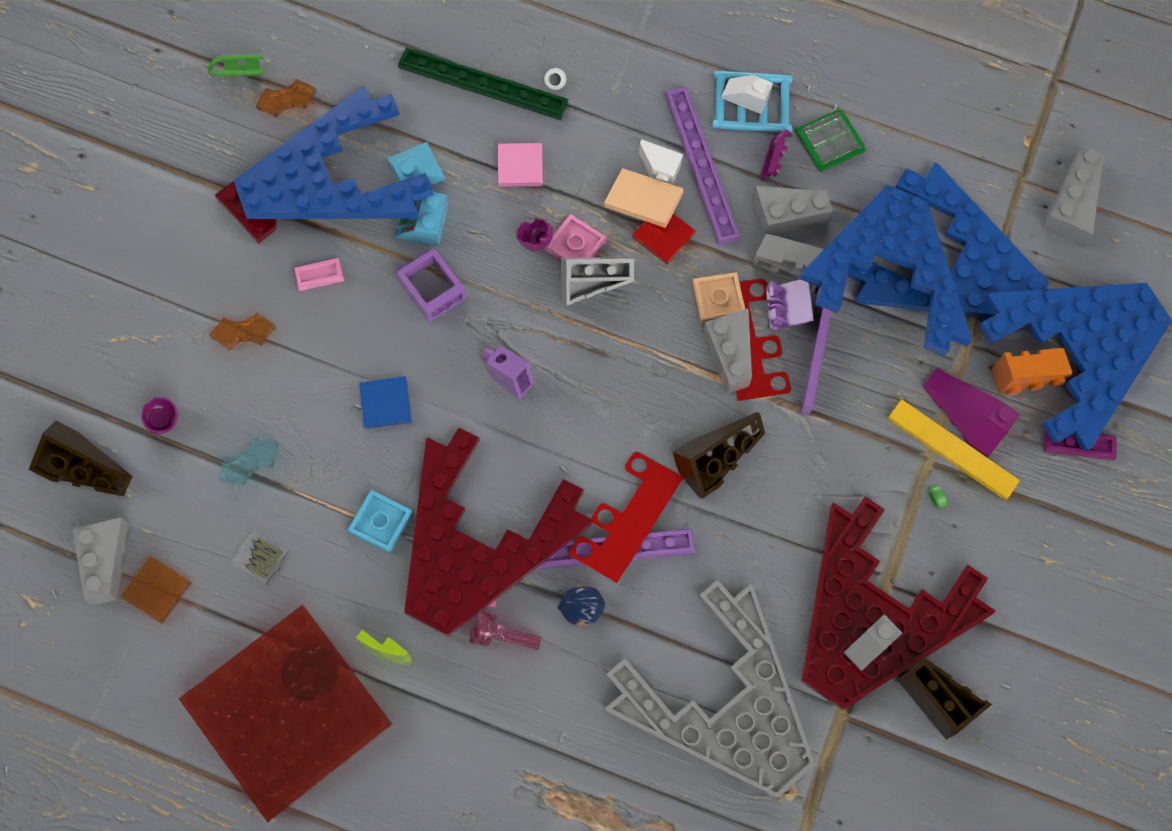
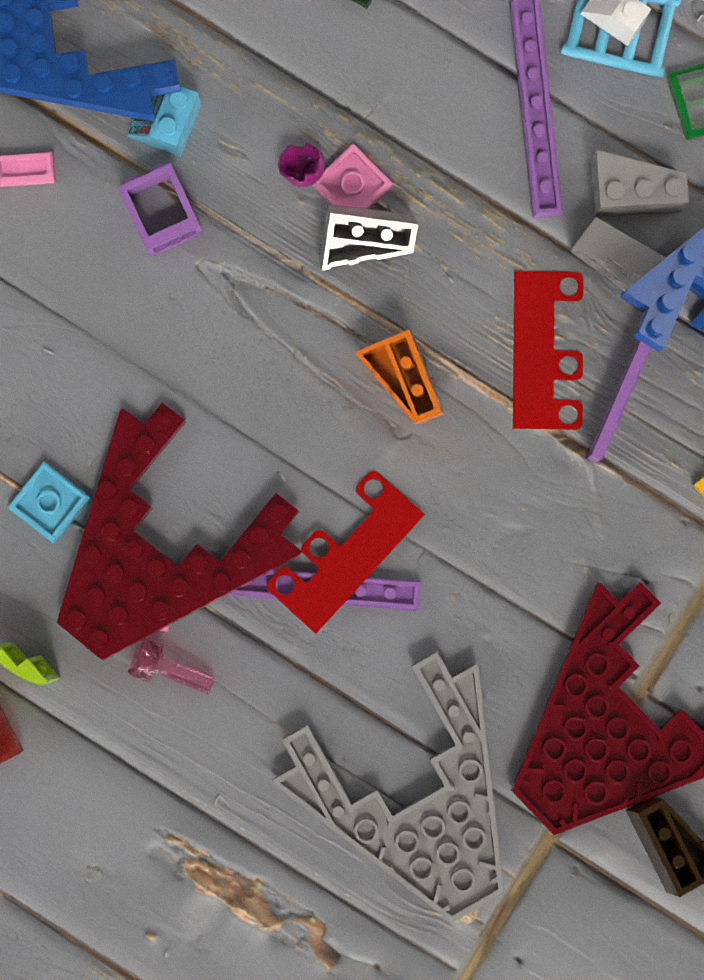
camera: 15 degrees right, 15 degrees up
(385, 402) = (79, 353): blue tile -> none
(416, 162) = (168, 40): medium azure slope -> none
(508, 370) = (234, 341): medium lavender torso -> none
(520, 164) = (302, 63): bright pink tile -> none
(582, 605) = (269, 651): dark blue hair -> none
(643, 197) = (450, 138): light nougat tile -> none
(645, 372) = (402, 372): none -> orange wedge
(660, 162) = (482, 93): white slope -> none
(664, 241) = (466, 191): red tile -> none
(711, 456) = (463, 495): dark brown wedge -> none
(717, 296) = (518, 289): light nougat tile -> none
(730, 348) = (517, 362): light grey wedge -> none
(775, 152) = (634, 102): magenta piece -> none
(789, 304) = (603, 317): medium lavender hinge -> none
(872, 642) = (605, 767): light grey slope -> none

